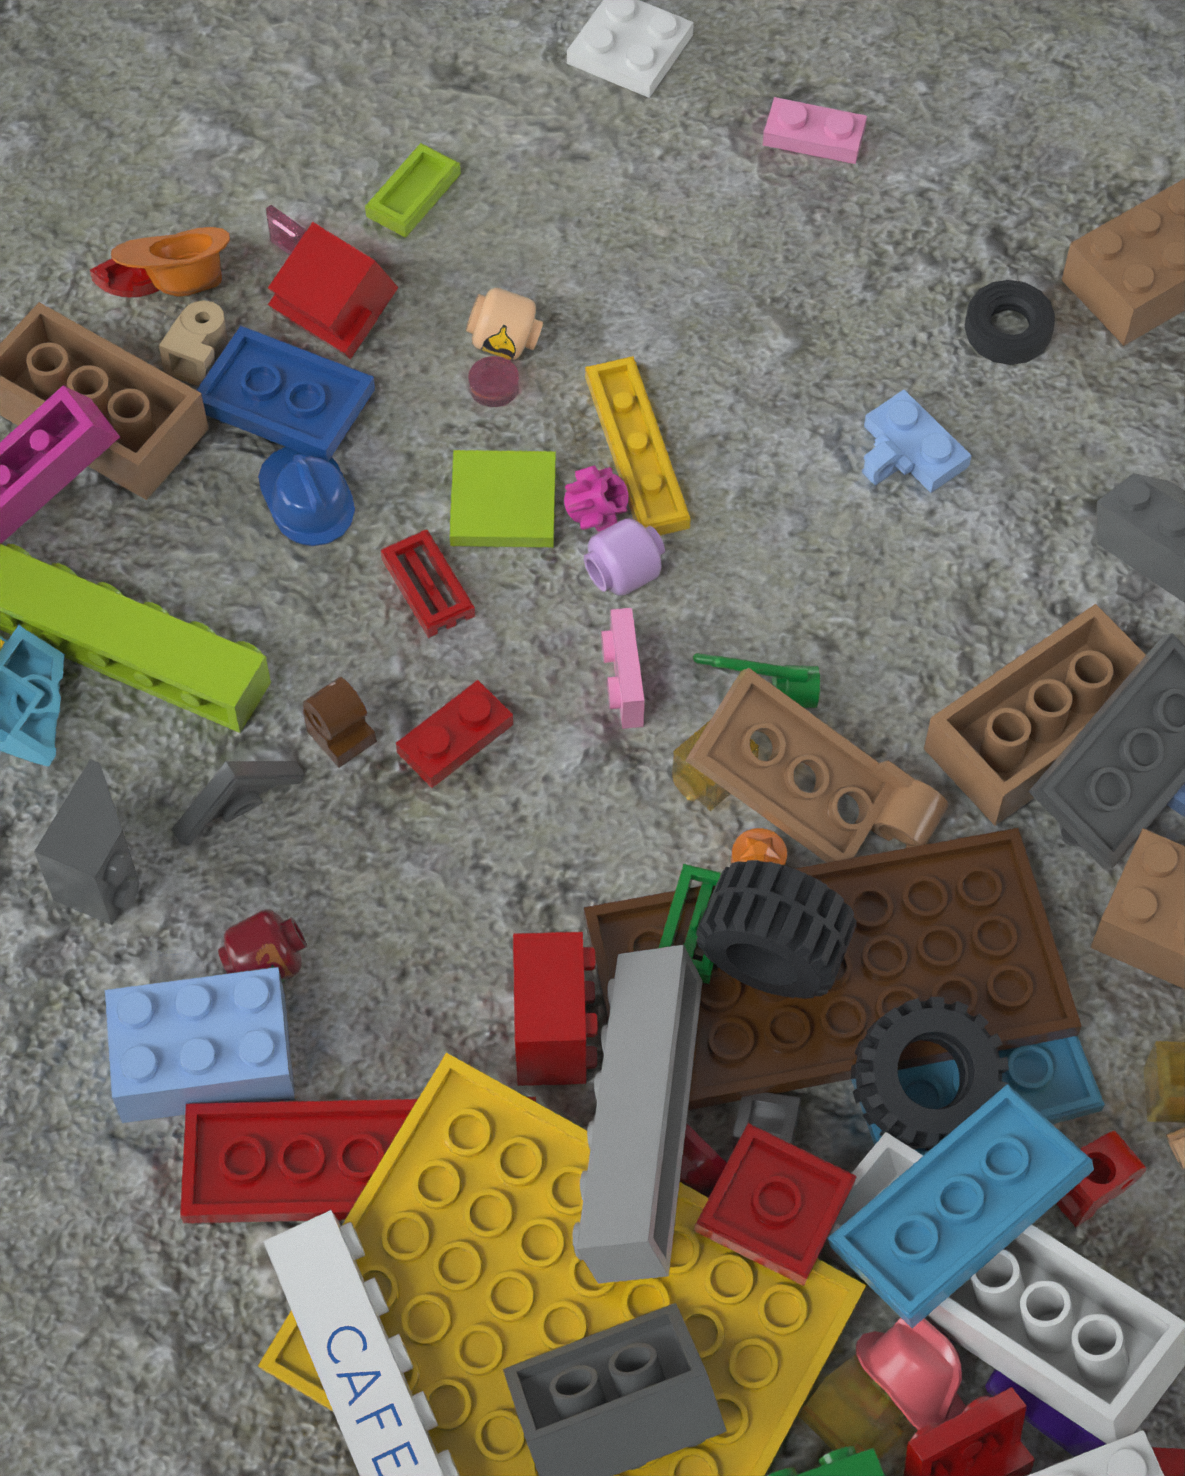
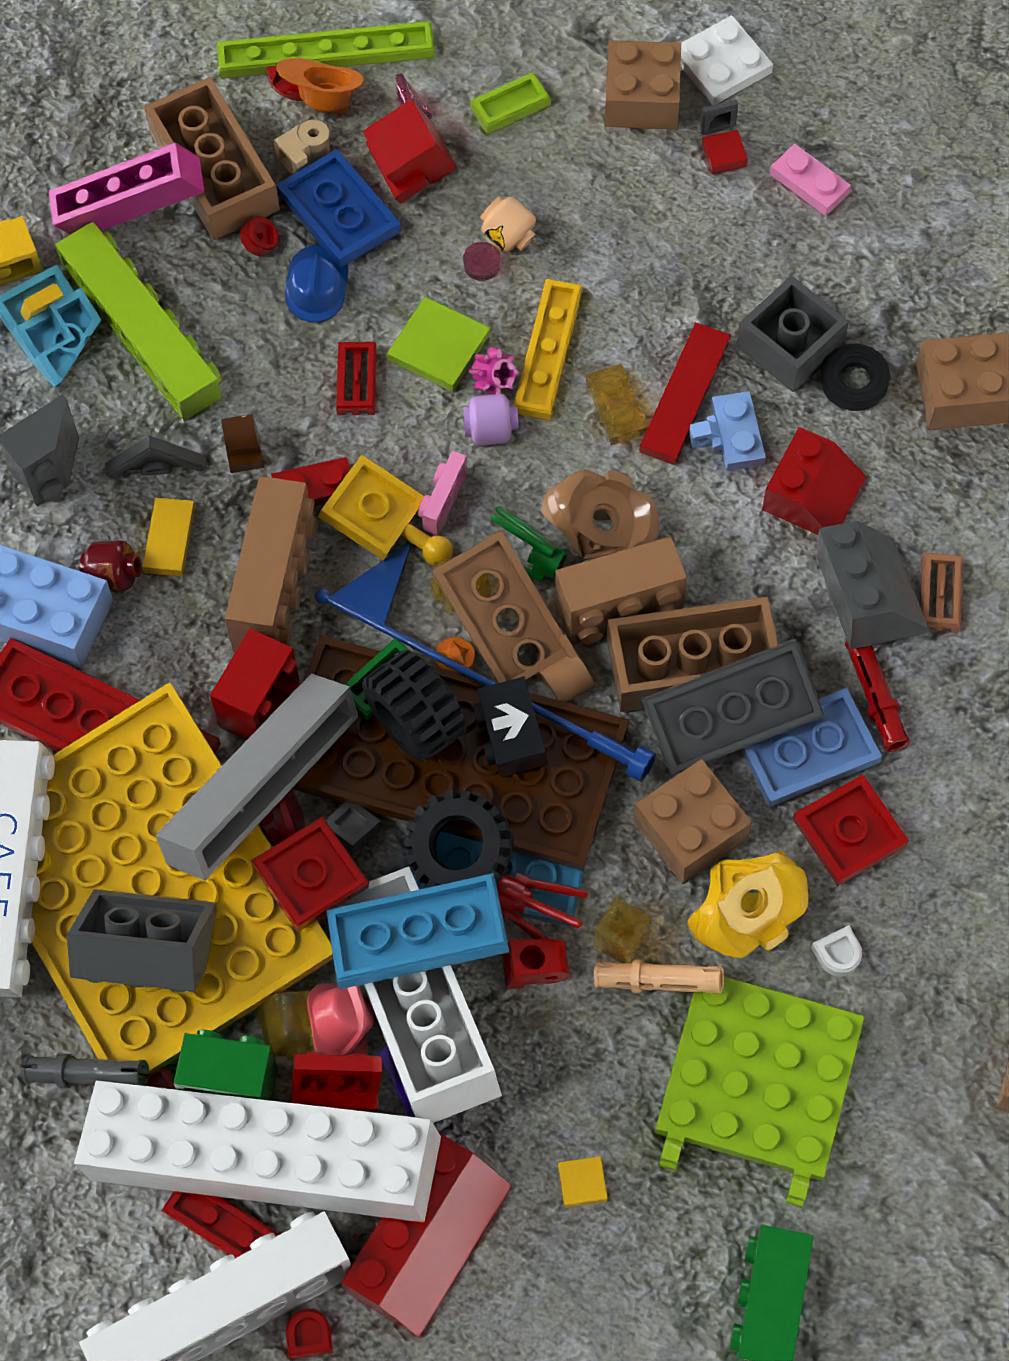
camera: 30 degrees right, 5 degrees up
(160, 213) = (331, 48): none -> lime tile
(204, 468) = (259, 236): none -> red tile
(311, 880) = (168, 537): none -> yellow tile
(475, 847) = (271, 561): none -> medium nougat brick
(562, 103) = (643, 84): none -> medium nougat brick
(562, 726) = (377, 510): none -> yellow plate
(616, 836) = (370, 601): none -> blue piece
(671, 103) = (718, 117): none -> dark grey slope
(698, 140) = (724, 151): none -> red tile
(758, 473) = (616, 404): none -> clear yellow plate
(818, 583) = (598, 497): none -> medium nougat piece
(829, 427) = (684, 393): none -> red tile
(899, 900) = (512, 727): none -> black brick
(915, 301) = (791, 333): none -> dark grey brick
(917, 675) = (618, 586): none -> medium nougat brick
(1041, 1101) = (517, 897): none -> red plant
(1044, 460) = (813, 483): none -> red slope

